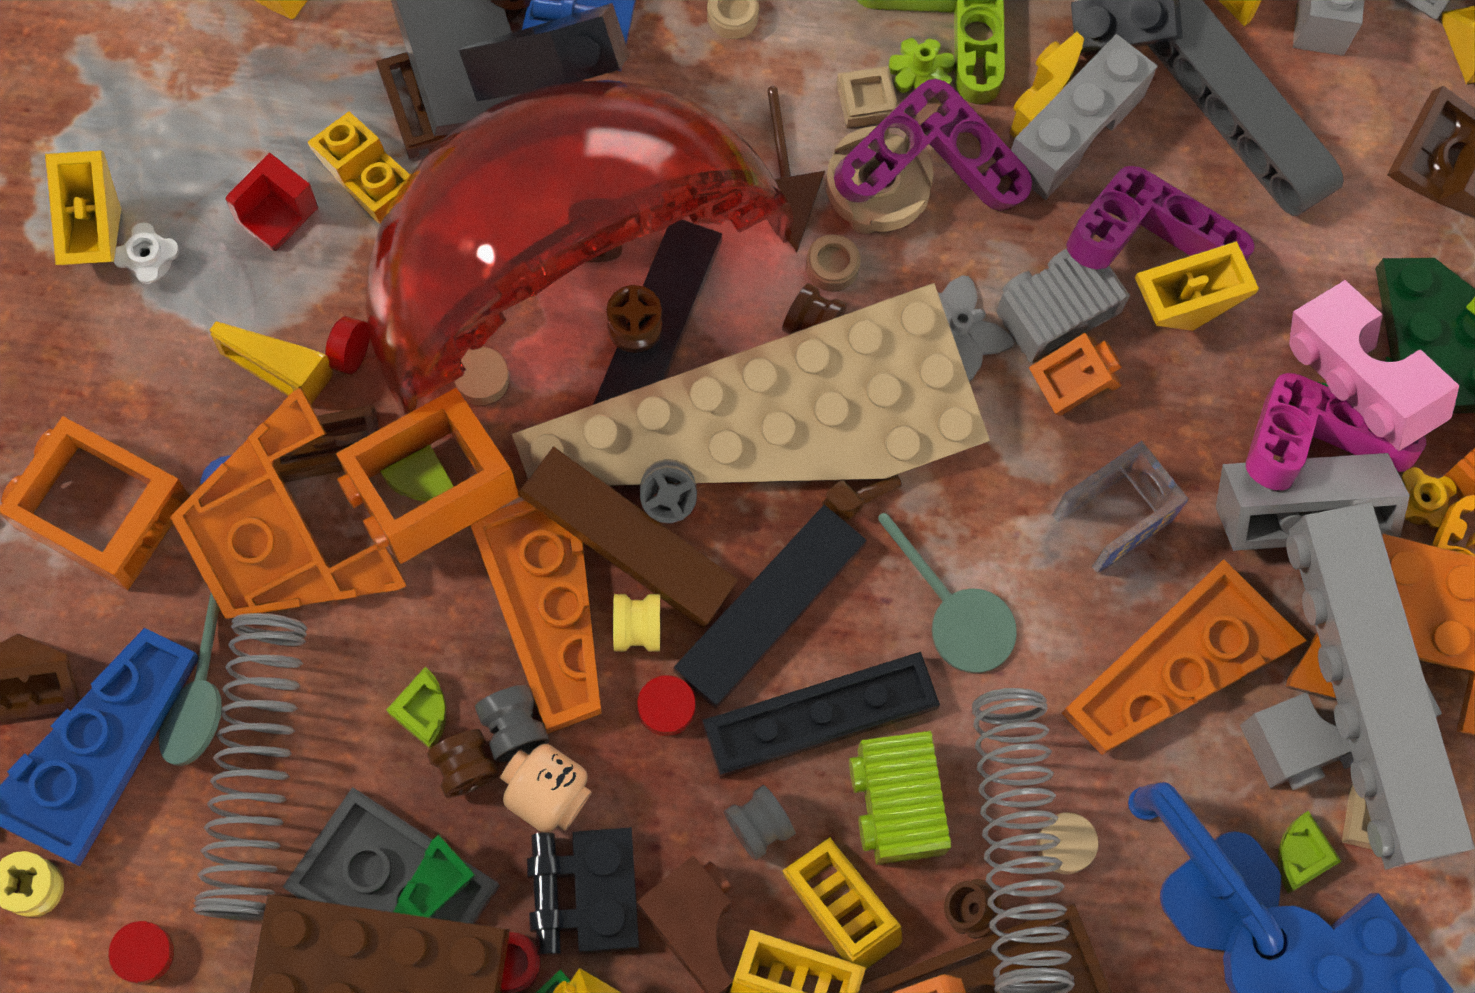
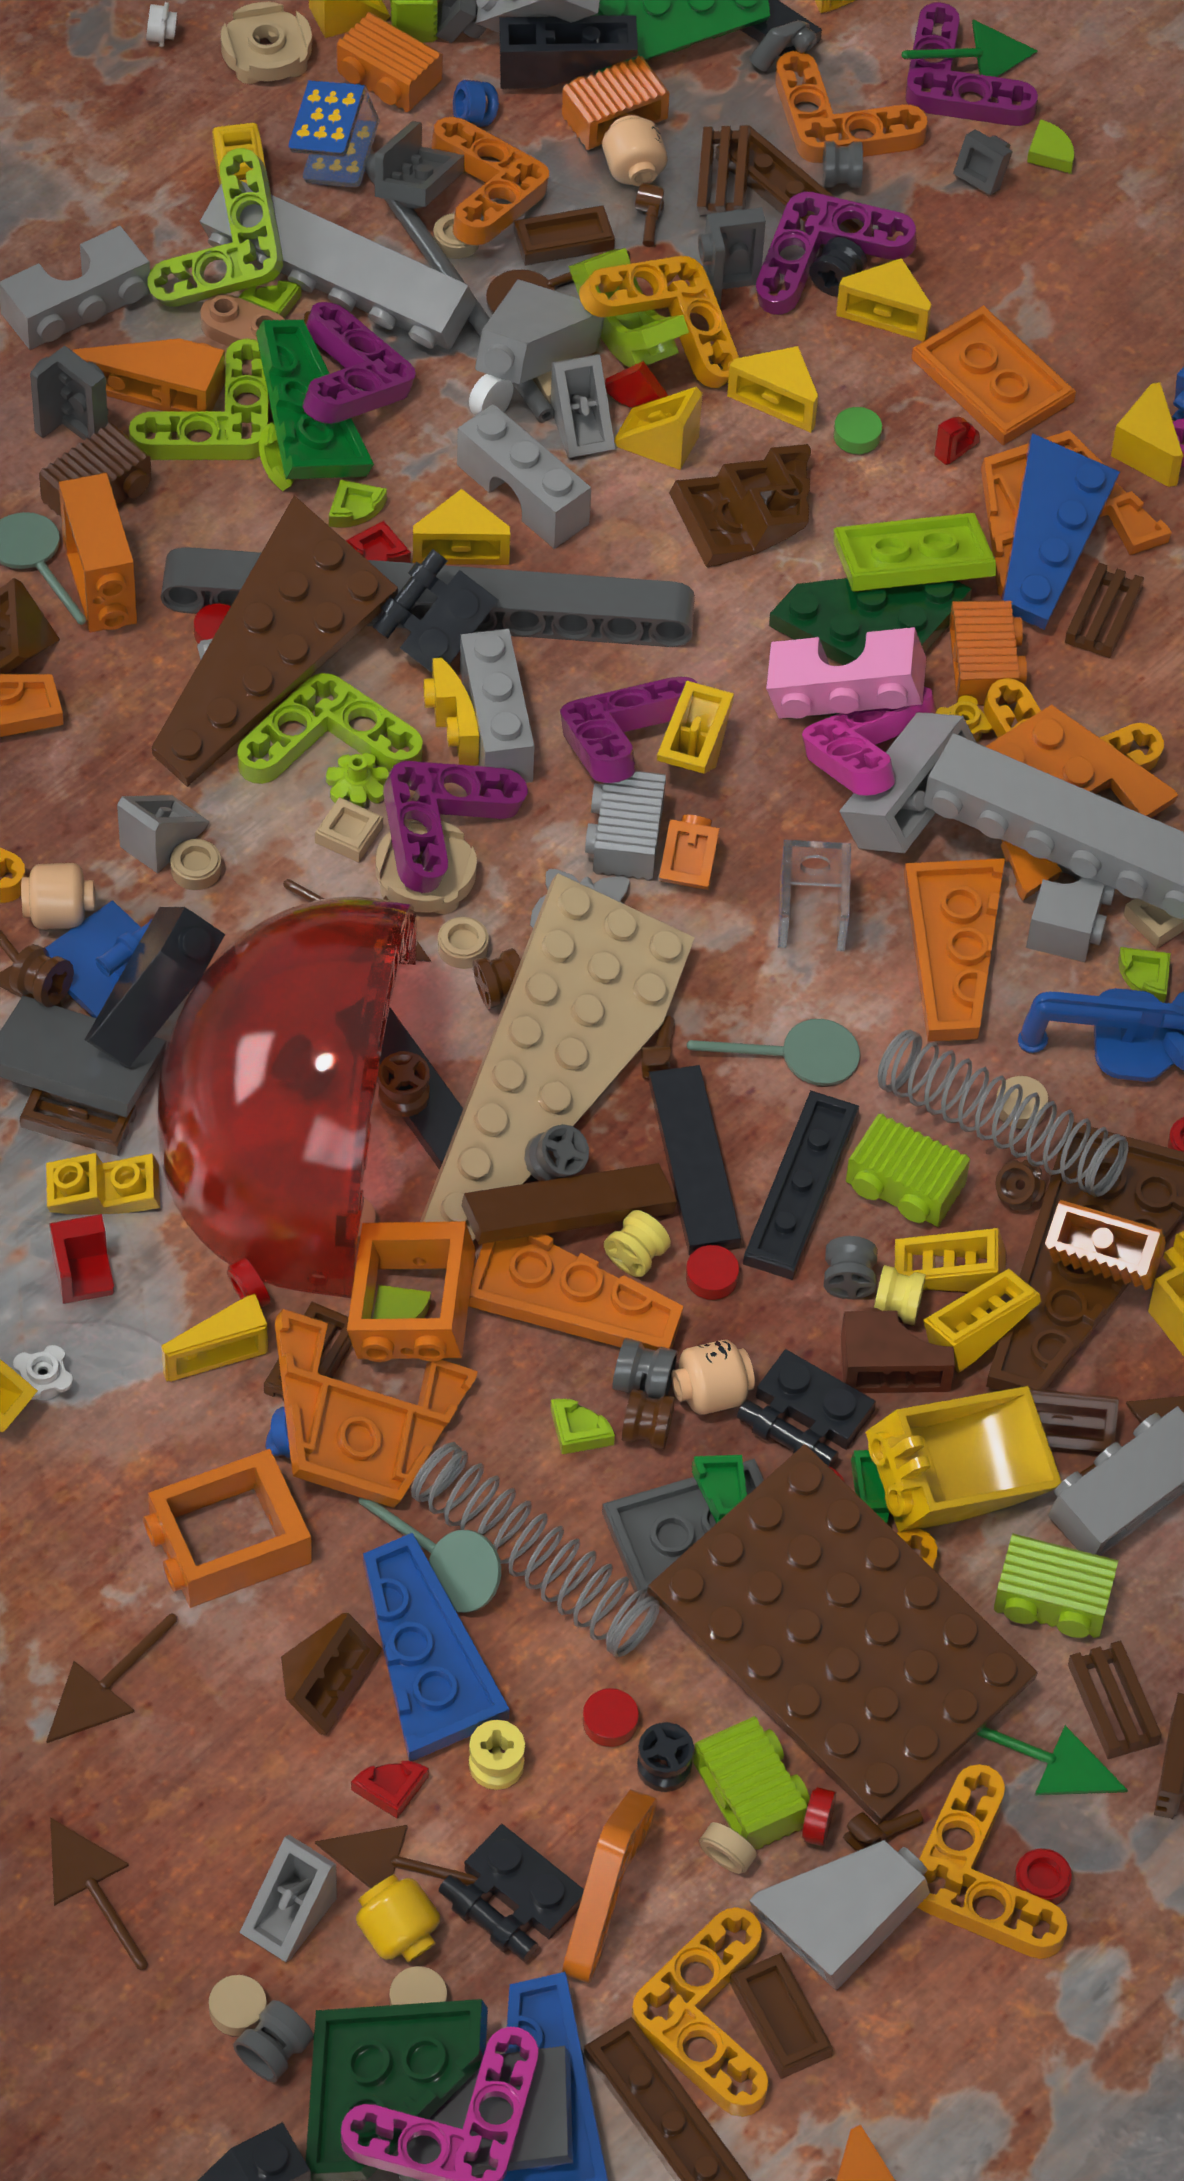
camera: 50 degrees left, 15 degrees down
(764, 887) = (900, 1293): none -> light yellow wheel

